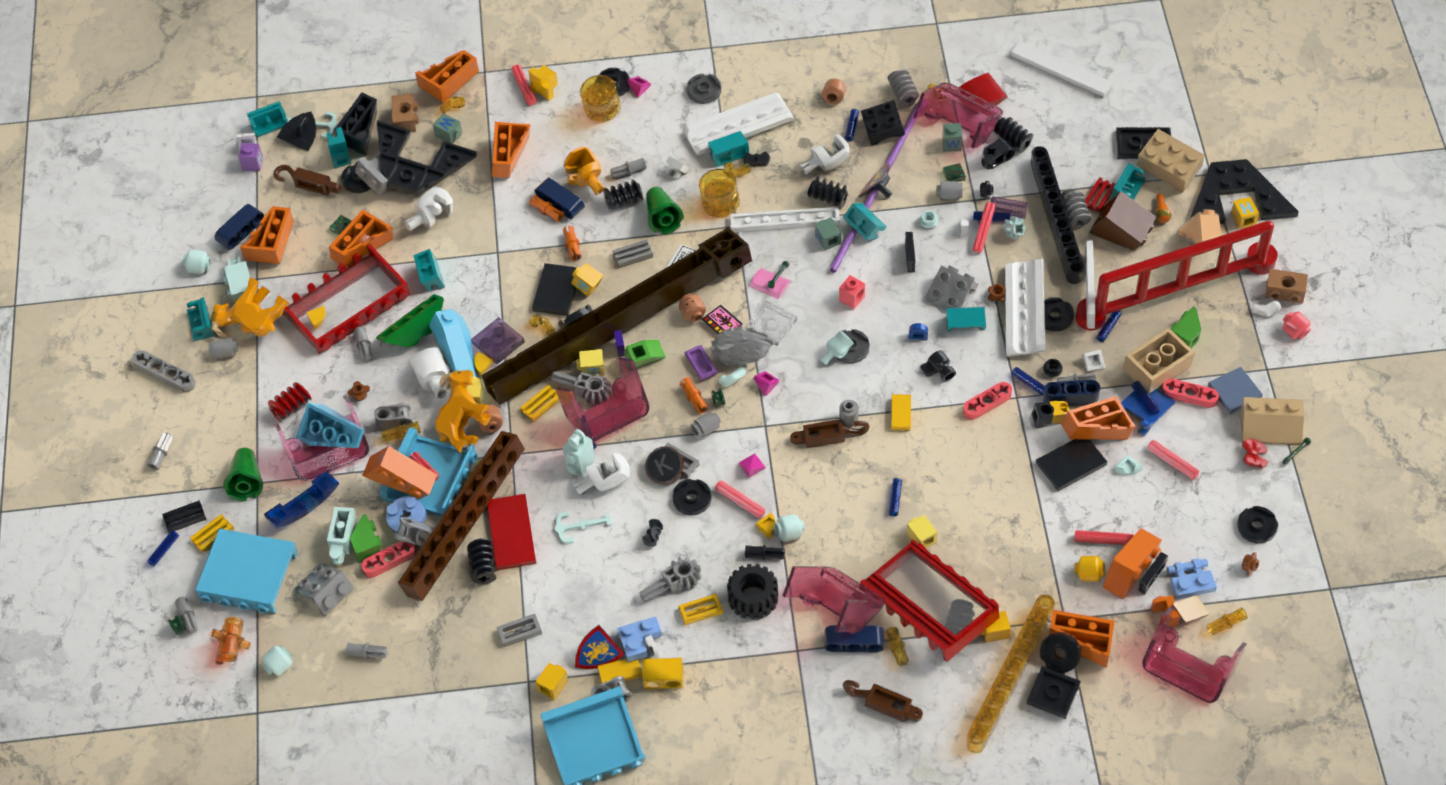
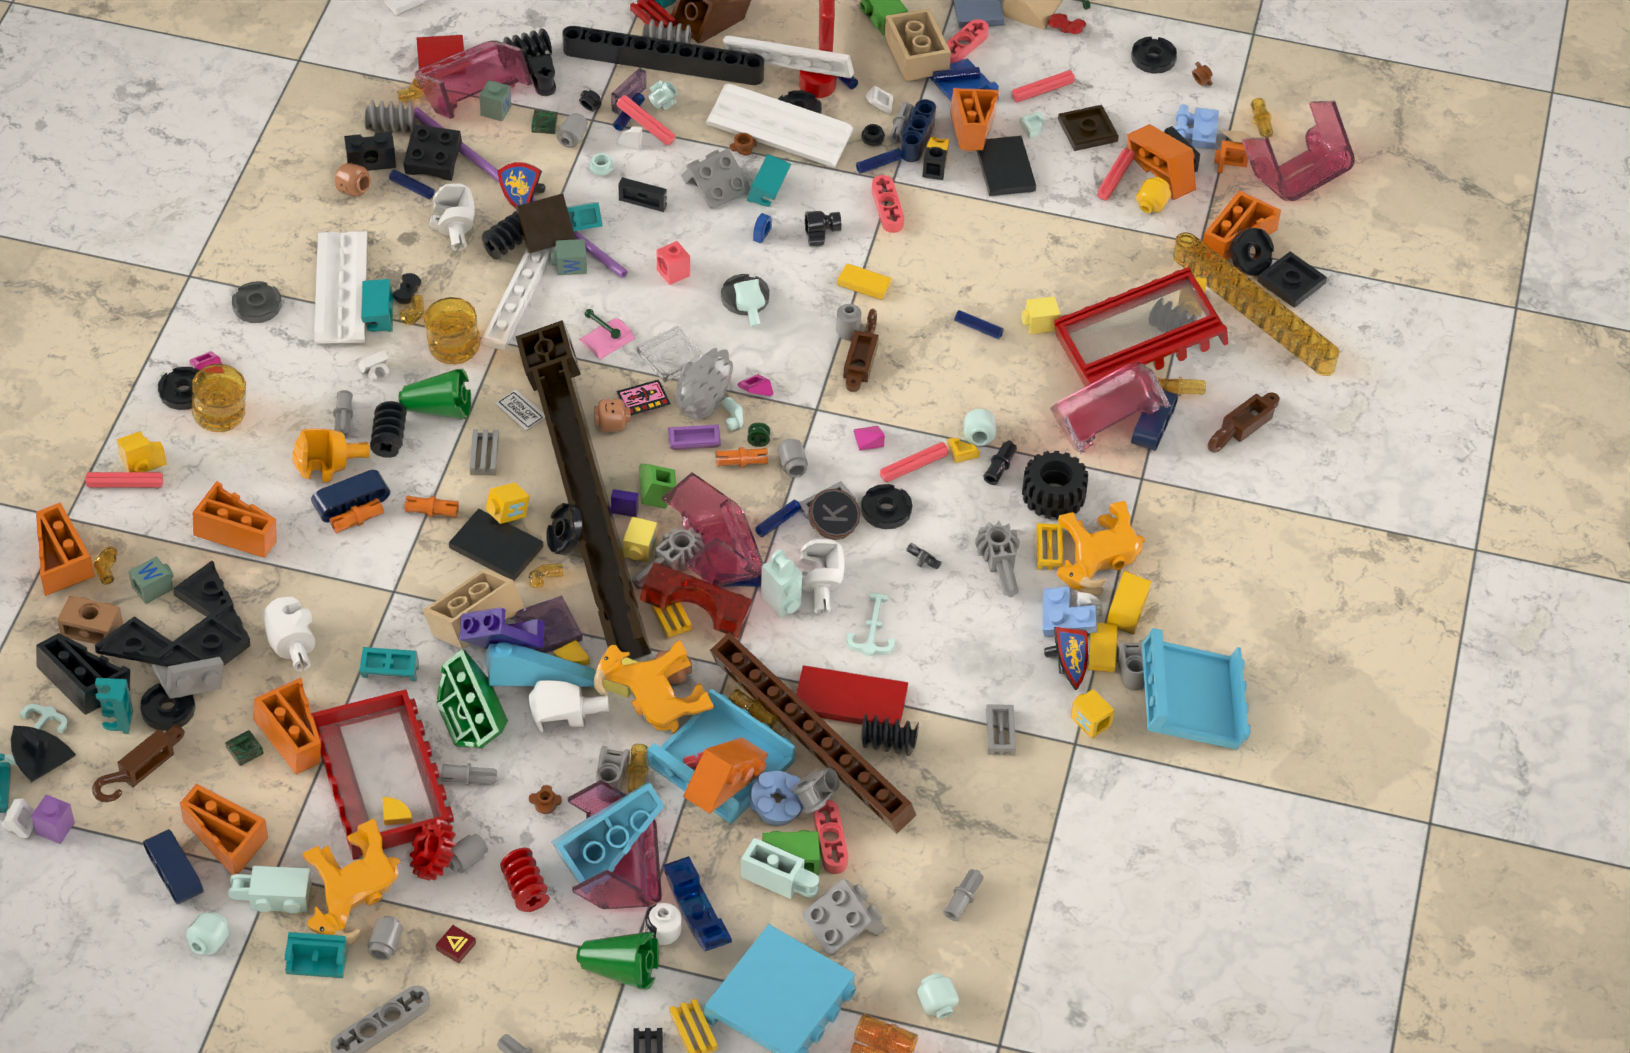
camera: 75 degrees left, 5 degrees down
(234, 386) = (455, 944): none -> dark red tile
(279, 486) = (664, 922): none -> white head
(288, 344) = (432, 849): none -> red gear
(300, 364) = (467, 852): none -> light grey brick
(468, 325) = (489, 627): none -> dark purple panel
(485, 293) = (479, 593): none -> tan brick
(548, 432) = (668, 586): none -> clear red arch
(649, 435) = (778, 518): none -> clear blue piece
(705, 639) = (1100, 550): none -> light orange animal
(840, 204) = (545, 222): none -> dark brown tile
(869, 94) = (379, 145): none -> black brick
(1146, 504) = (1088, 127): none -> dark brown tile

